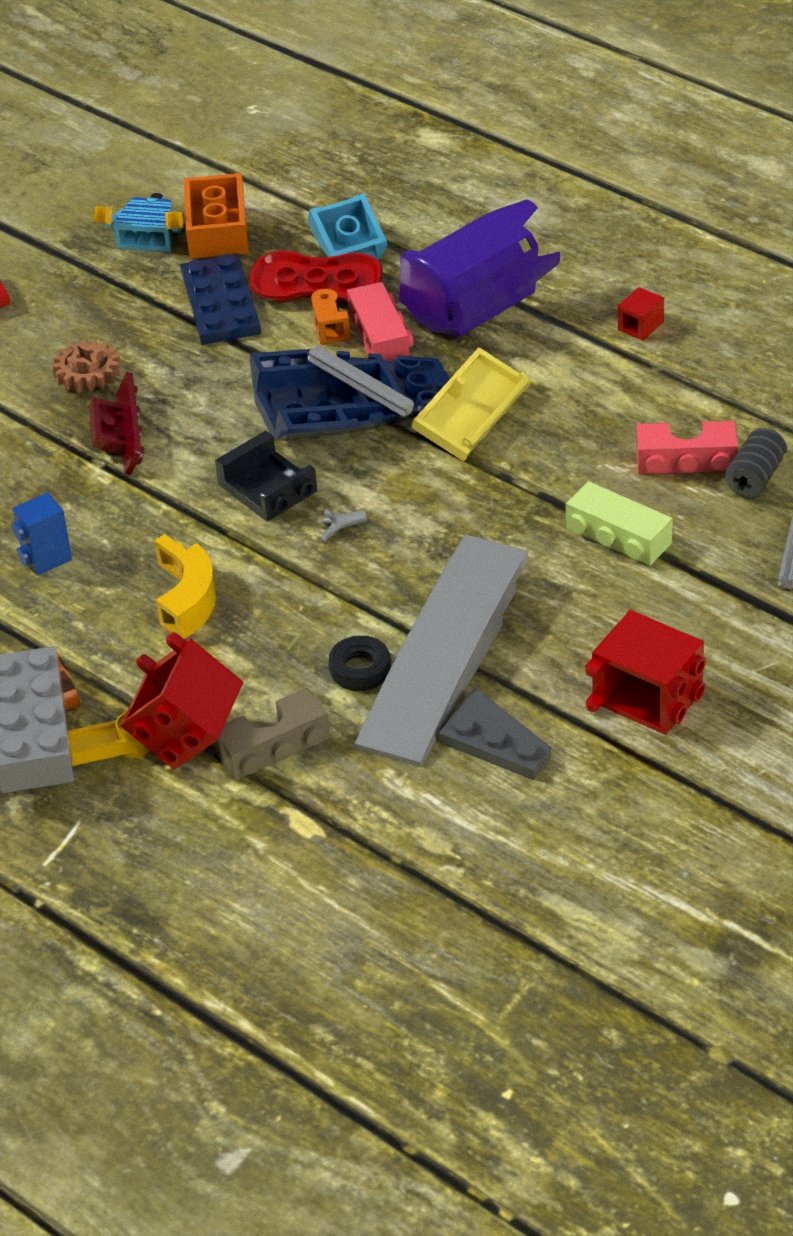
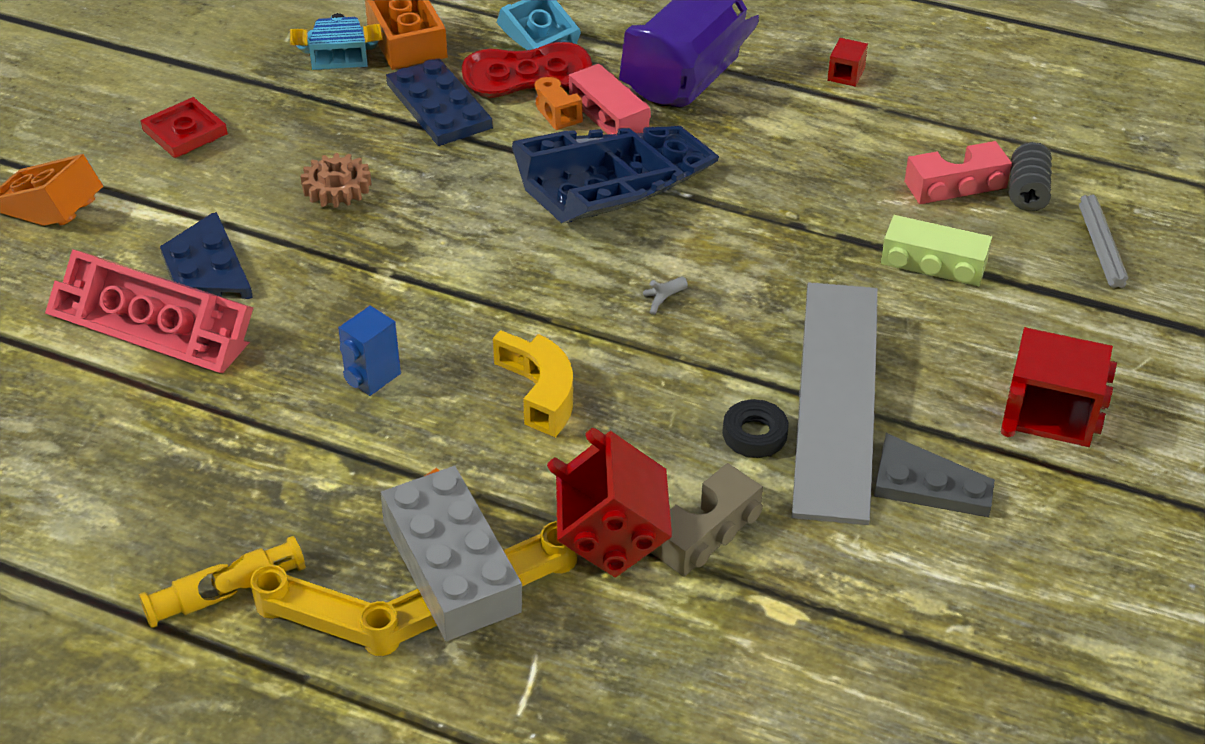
camera: 20 degrees left, 0 degrees up
(116, 425) = (395, 231): dark red bracket -> none
(264, 477) = (567, 262): black panel -> none
(360, 381) = (631, 153): light grey axle -> none
(470, 404) = (736, 163): light yellow container -> none

